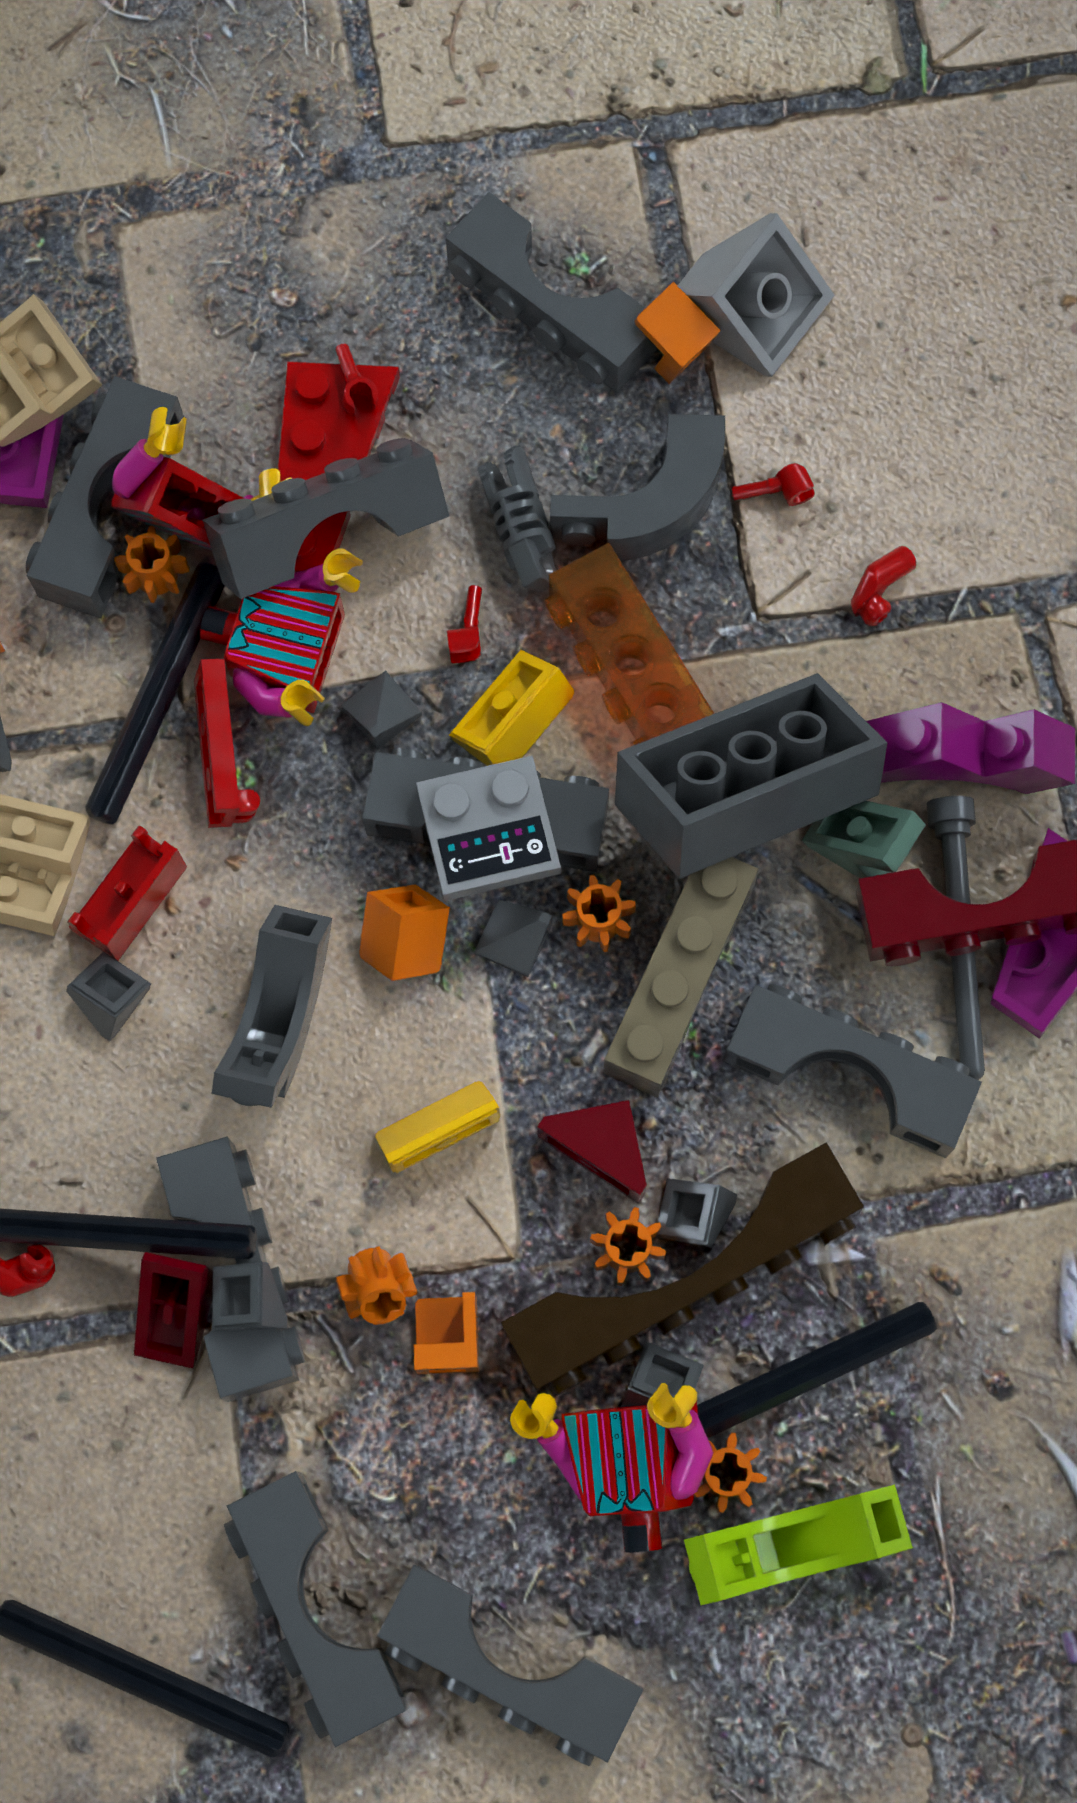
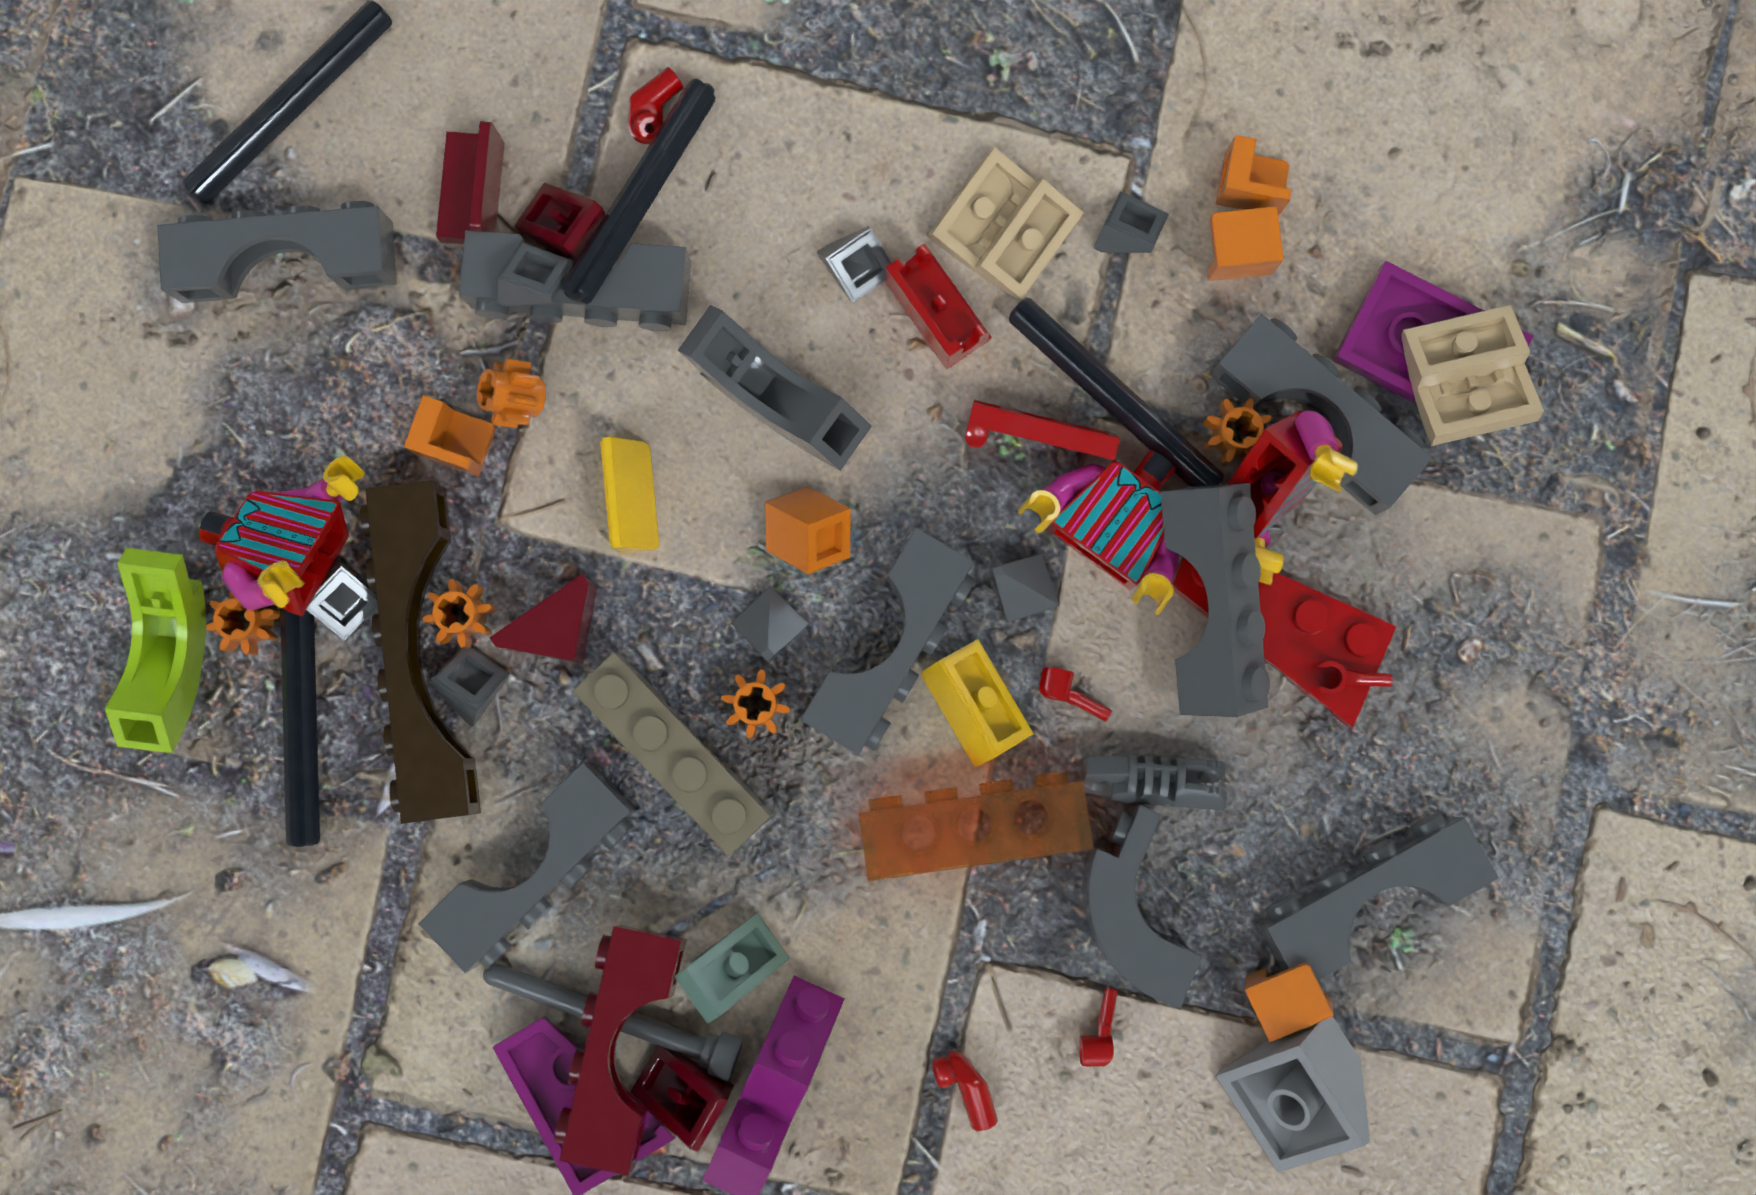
camera: 110 degrees right, 10 degrees up
(166, 1429) = (470, 183): none -> dark red panel
(488, 828) = (860, 632): light grey plate -> none
(581, 1705) = (118, 428): dark grey arch -> none
(749, 774) = (814, 883): dark grey brick -> none
(1005, 832) = (681, 1095): none -> dark red slope

